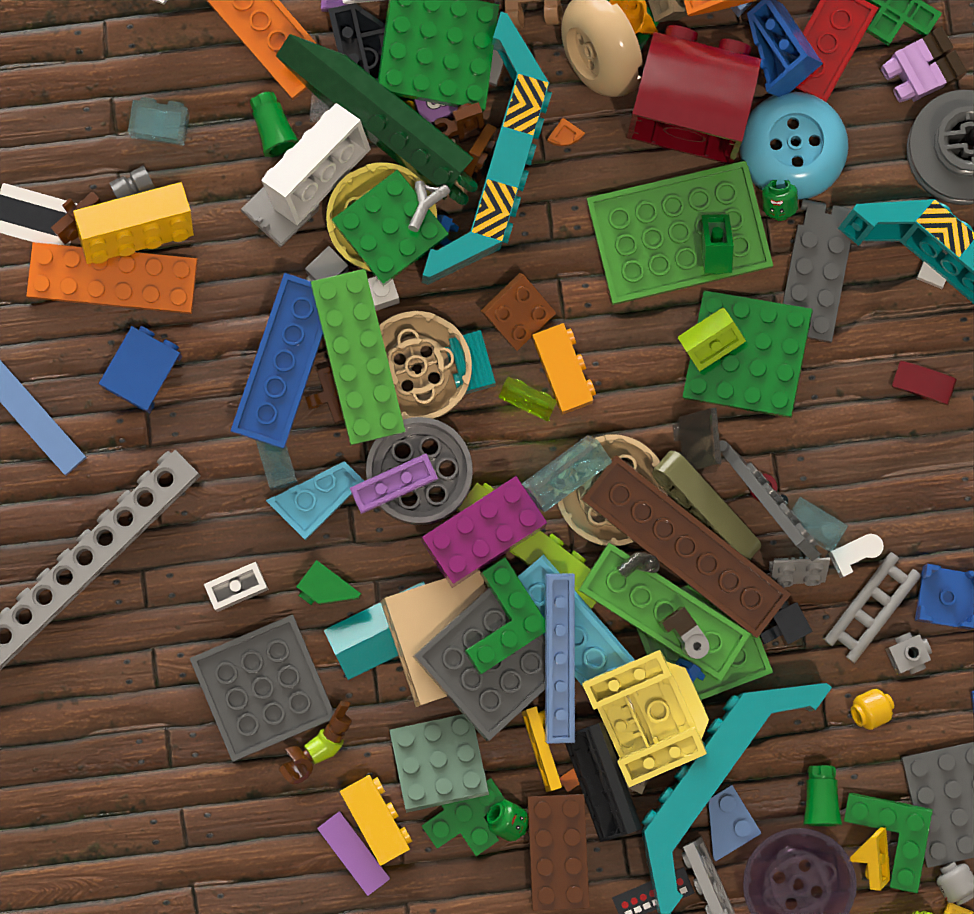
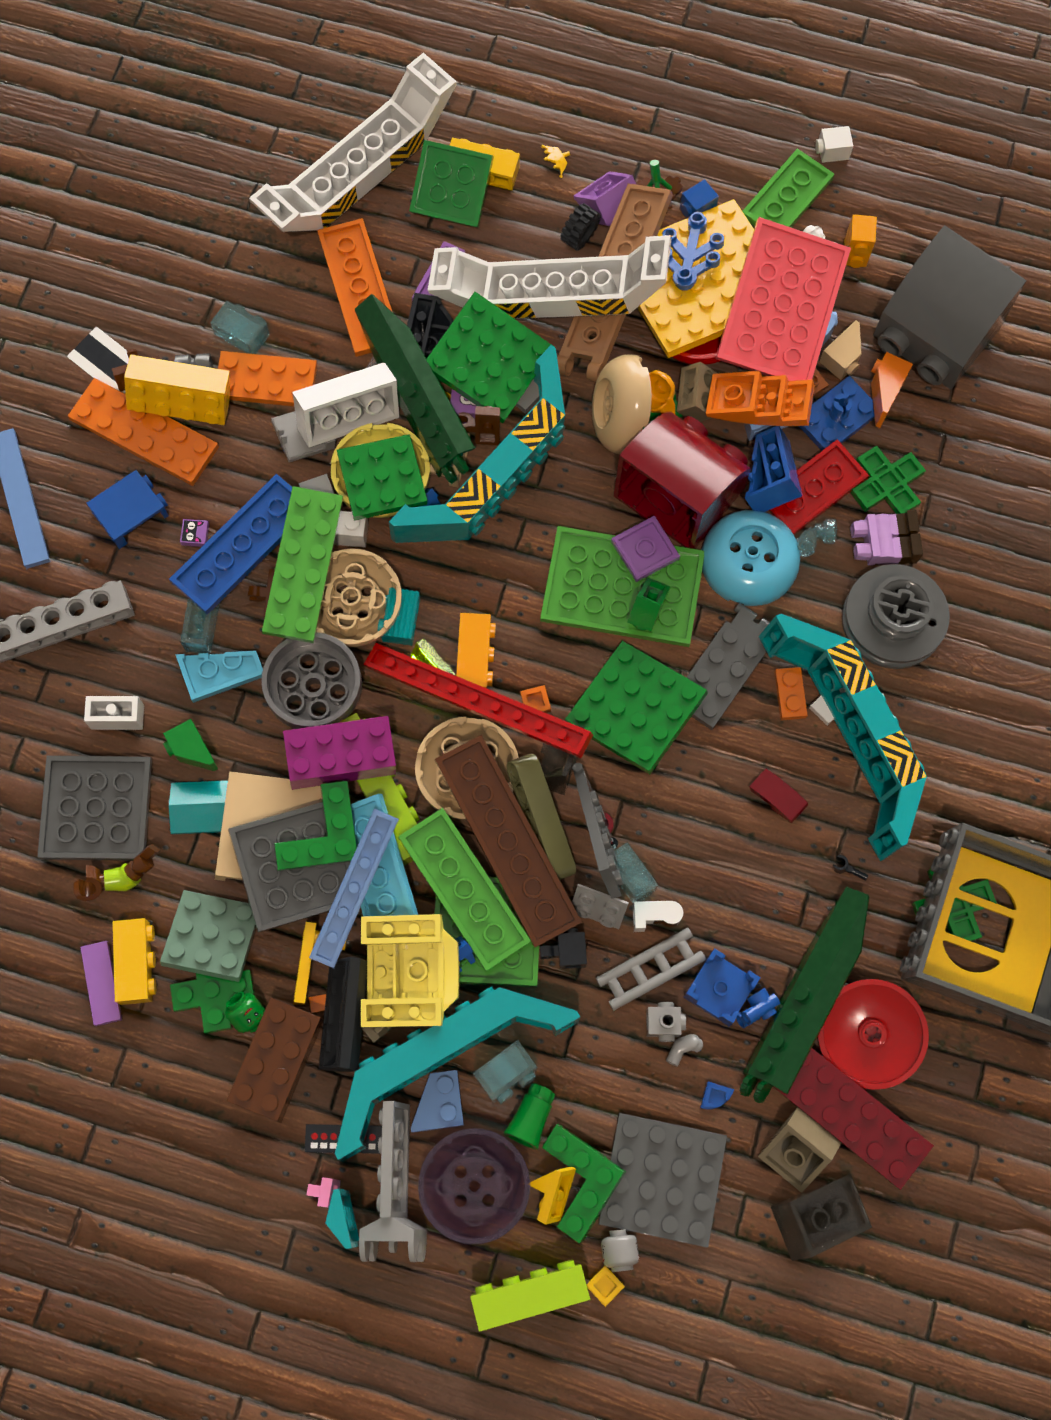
camera: 25 degrees right, 10 degrees down
(213, 163) = (266, 377): none -> orange plate
(219, 364) = (194, 532): none -> tile
(272, 125) = (329, 361): green plant -> none
(393, 483) = (283, 680): medium lavender tile -> none
(426, 202) = (419, 466): light grey piece -> none
(483, 145) = (482, 450): reddish brown plate -> none
(518, 311) = (457, 591): dark orange plate -> none
(565, 134) = (564, 472): orange tile -> none
(566, 473) = (432, 732): clear light blue brick -> none
(595, 420) = (479, 700): none -> red plate
(641, 562) = (460, 834): clear smoke arm -> none
(645, 391) = (536, 698): none -> orange plate
(686, 185) = (645, 548): none -> medium lavender tile
(692, 639) = (475, 914): leg -> none
(711, 339) = (609, 680): lime panel -> none
(780, 203) = (719, 594): green head -> none
(782, 768) = (505, 1073): none -> clear light blue brick
(844, 103) = (808, 539): none -> clear light blue arm
(872, 709) = (611, 1057): yellow head -> none
(892, 272) = (790, 693): none -> orange plate
(934, 668) = (682, 1045): none -> light grey arm

